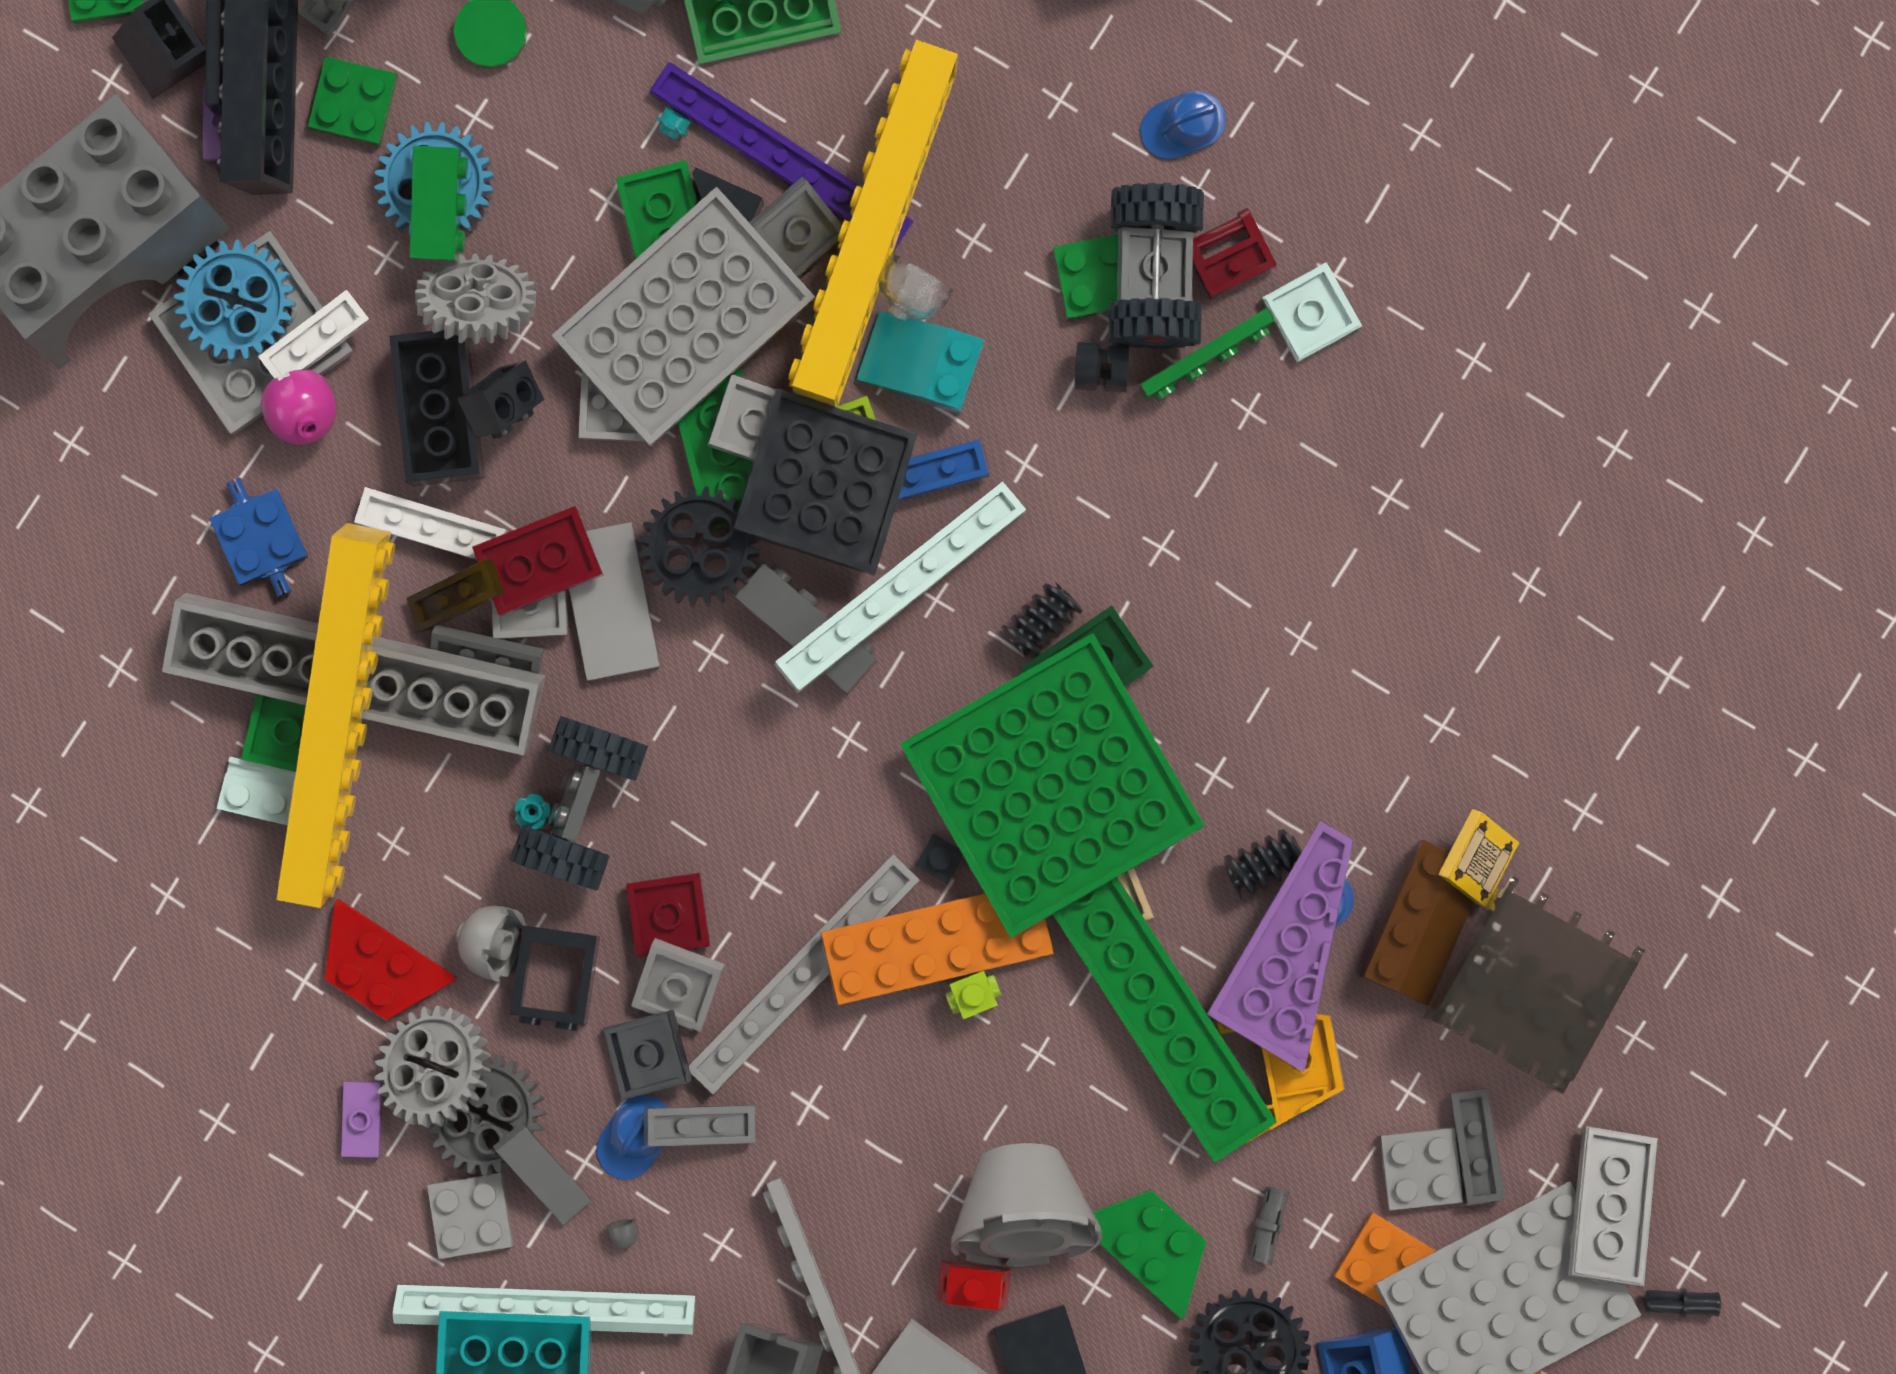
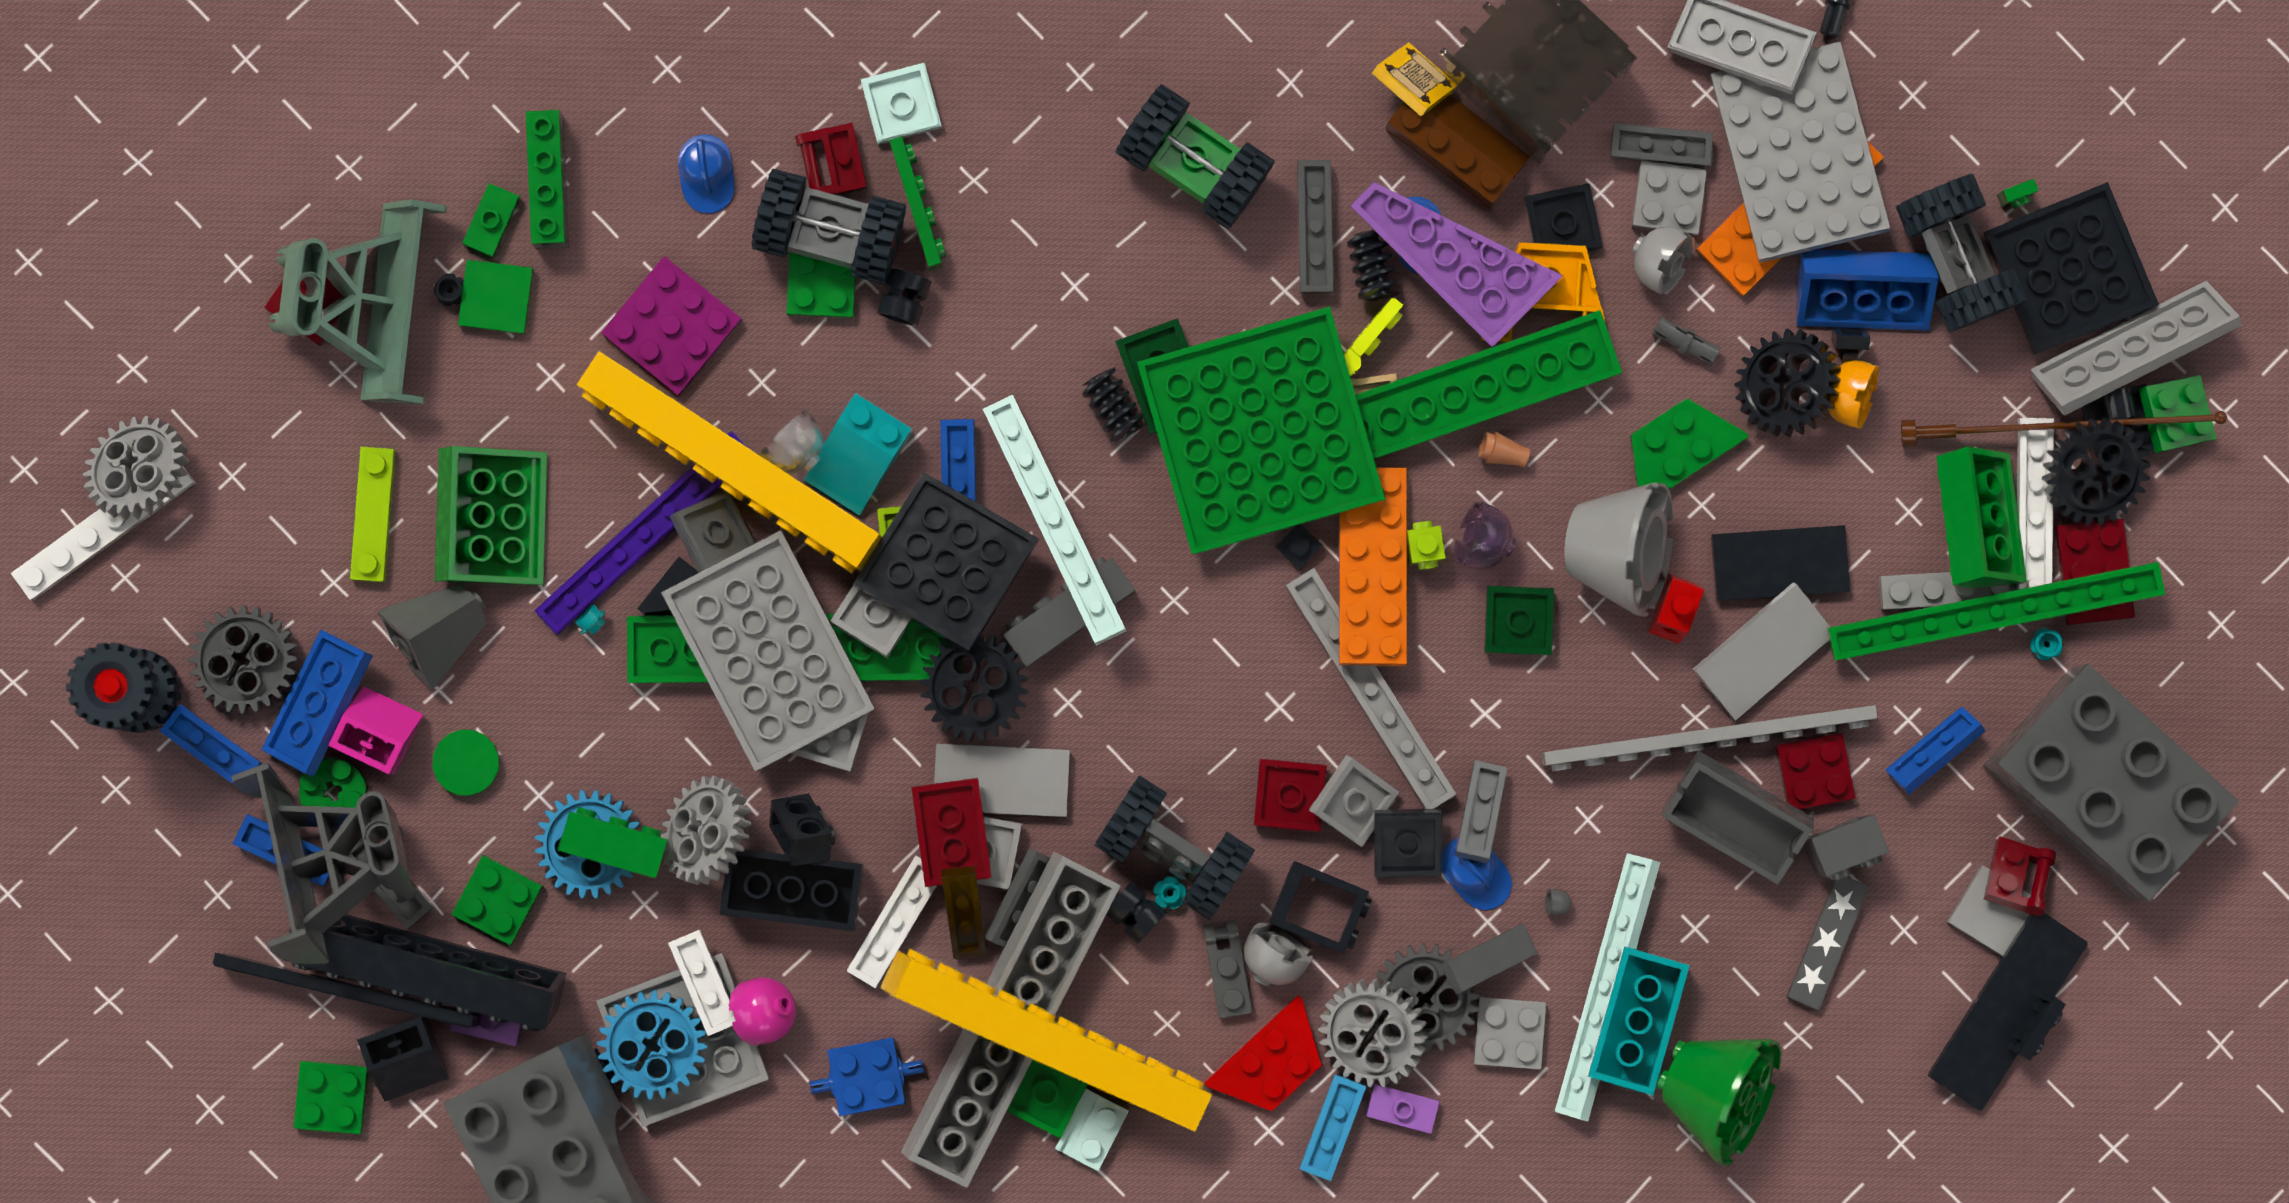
camera: 85 degrees left, 0 degrees up
(322, 1048) = (1332, 1127): none -> dark azure plate
(464, 894) = (1227, 970): none -> dark grey plate
(501, 779) = (1135, 912): none -> black wheel
(918, 1116) = (1519, 620): none -> dark green plate
(997, 1058) = (1486, 537): none -> clear purple cylinder
(1009, 129) = (671, 326): none -> magenta plate
(1098, 1052) = (1501, 450): none -> nougat cone
(1182, 877) = (1368, 339): none -> neon yellow hinge
(1291, 790) = (1315, 226): none -> dark grey plate
(1332, 639) = (1194, 156): none -> plate
(1352, 1175) = (1661, 256): none -> light grey cylinder
(1370, 1059) = (1564, 217): none -> black tile

